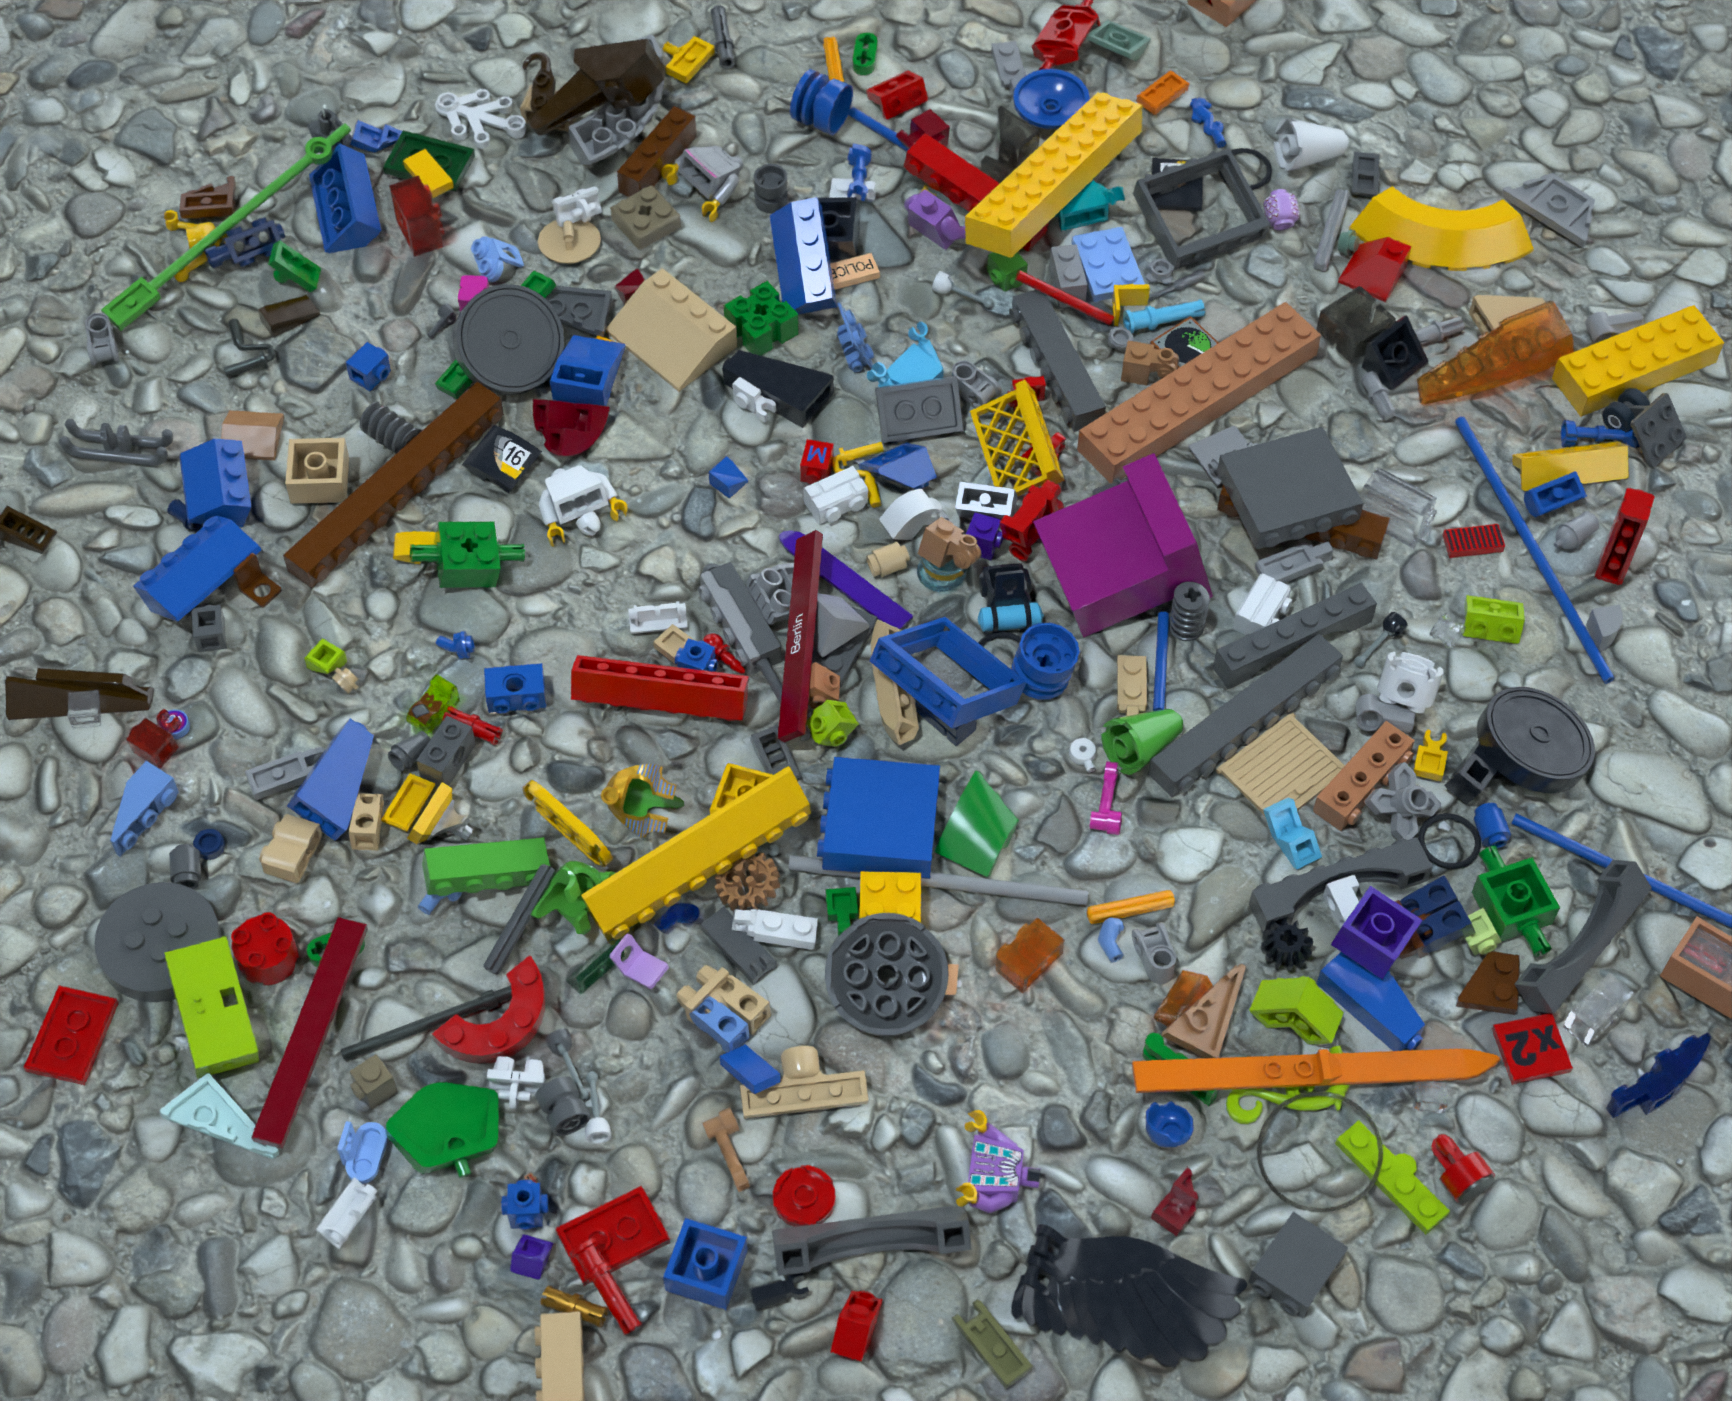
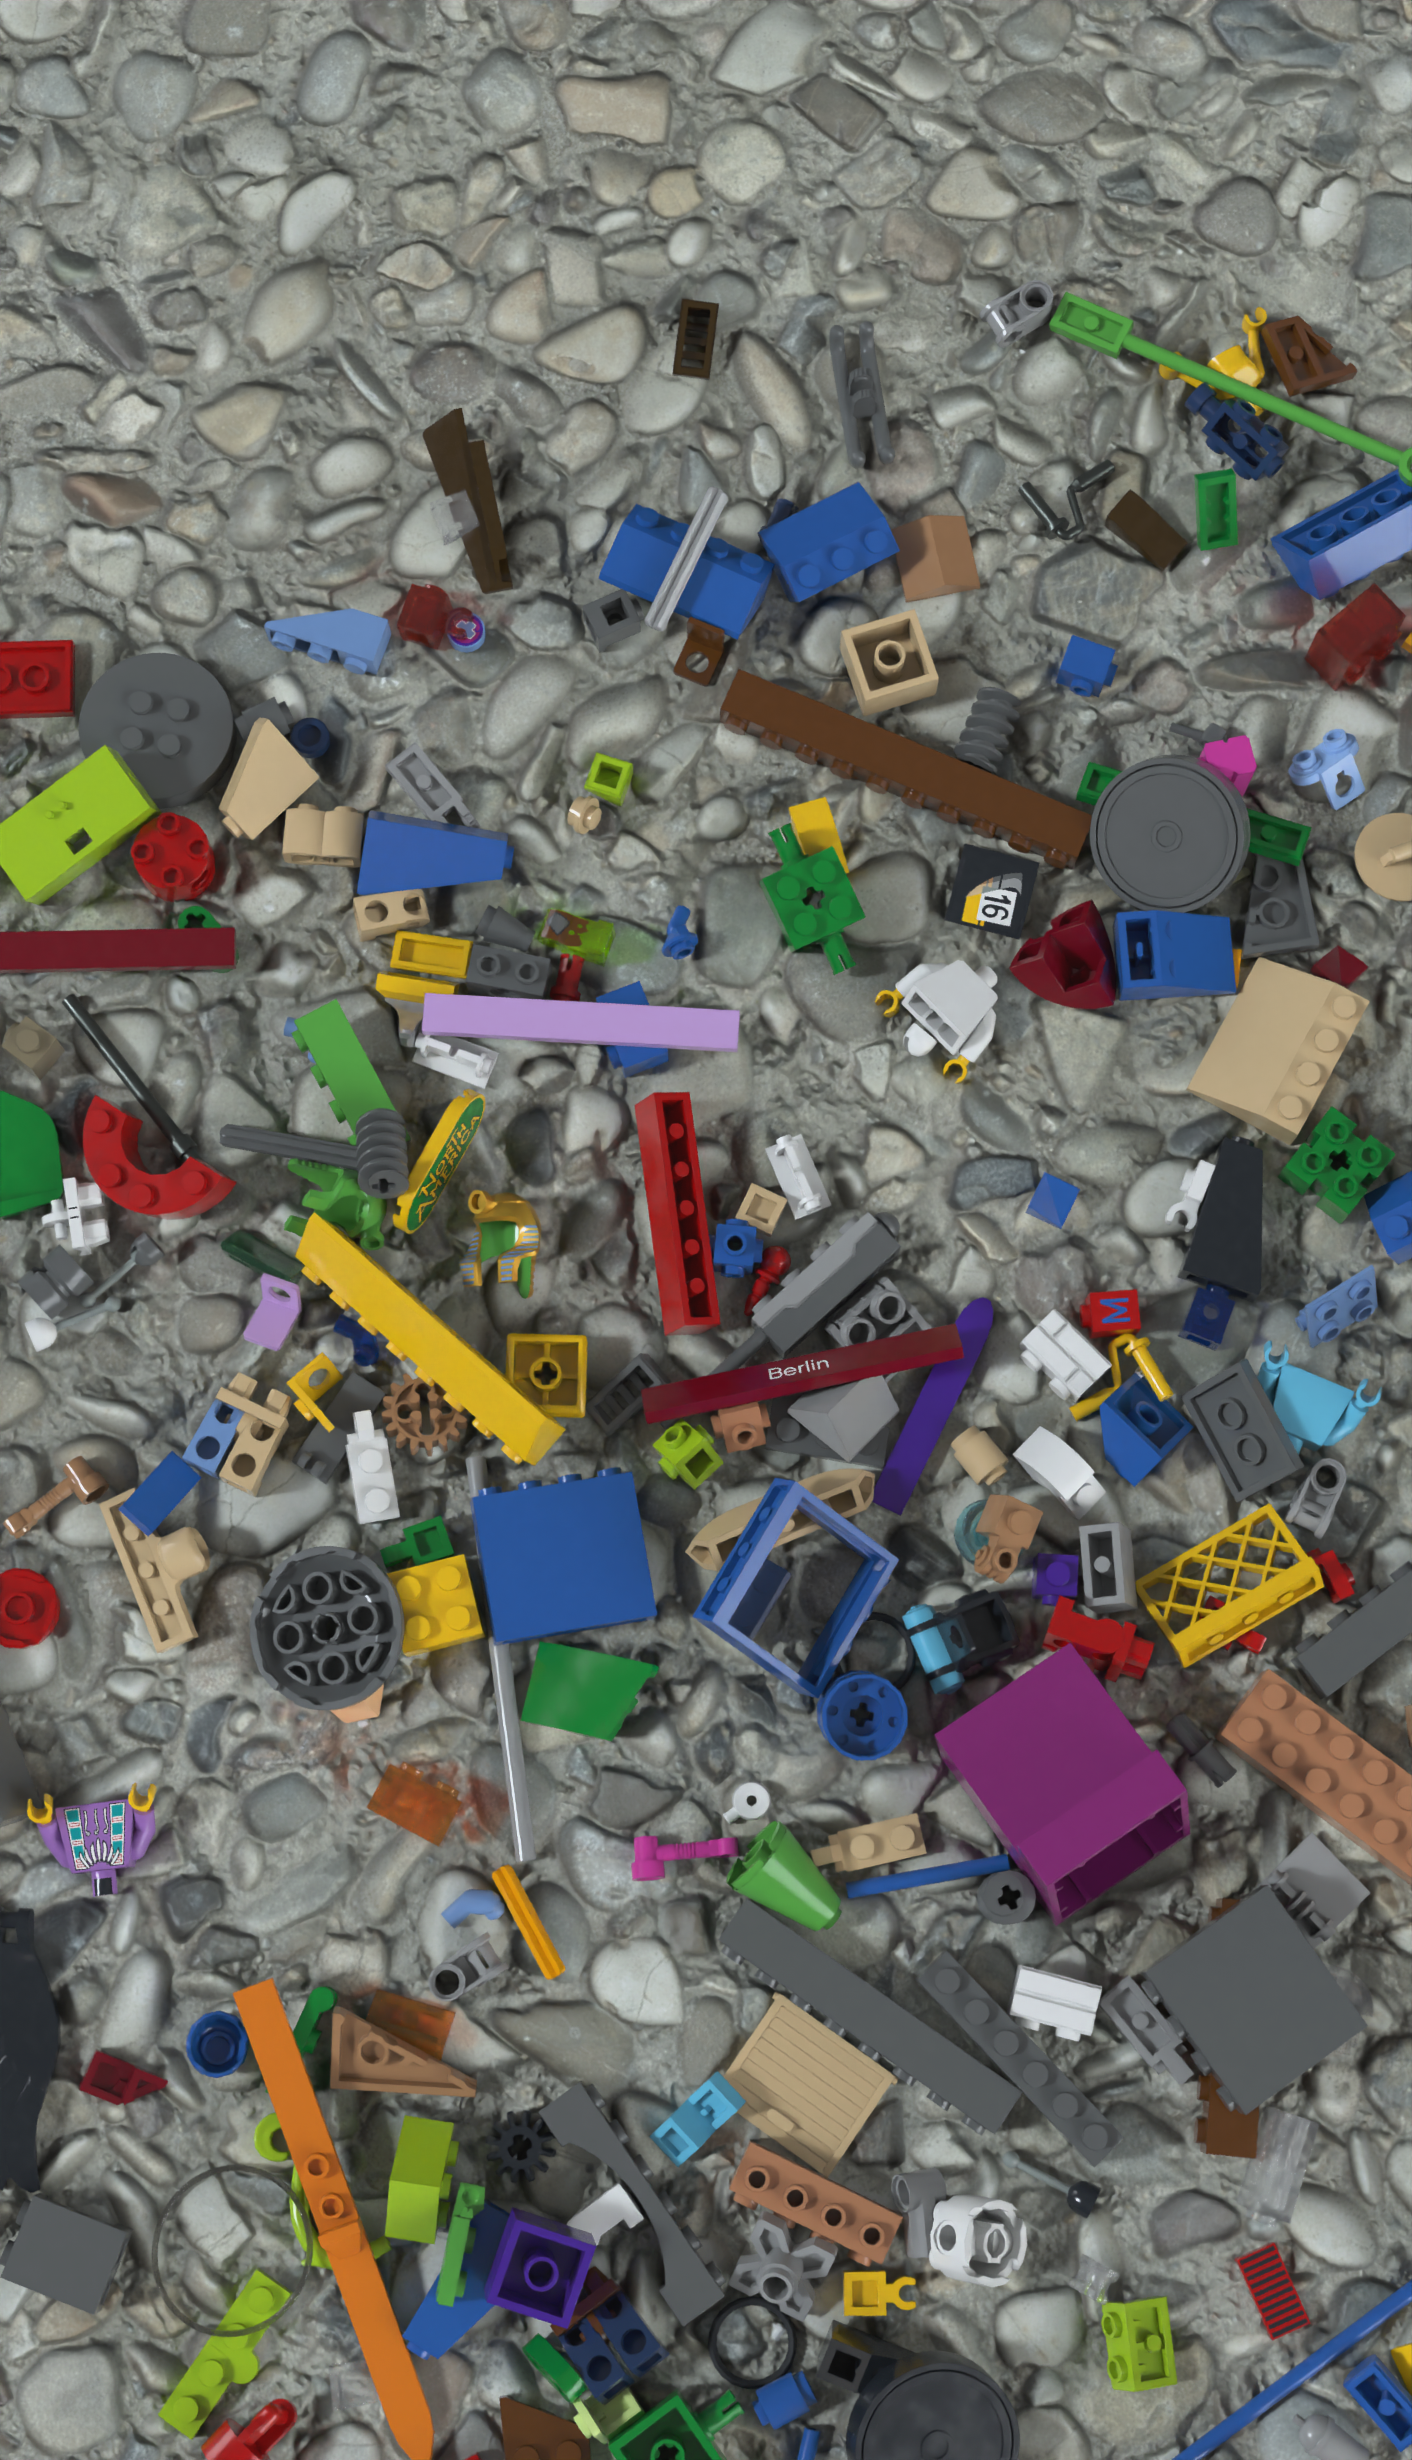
camera: 75 degrees right, 20 degrees up
(192, 556) = (686, 558): none -> light grey axle
(232, 871) = (264, 781): none -> tan slope
(492, 804) = (455, 1058): none -> white hinge
(500, 710) = (581, 1022): none -> lavender tile
(553, 843) = (382, 1153): none -> dark grey piece
(715, 953) = (309, 1394): none -> yellow bracket
(836, 413) = (1197, 1326): none -> clear blue brick
(1350, 986) = (459, 2241): none -> bright green hinge
(1444, 955) = (554, 2368): none -> green beam

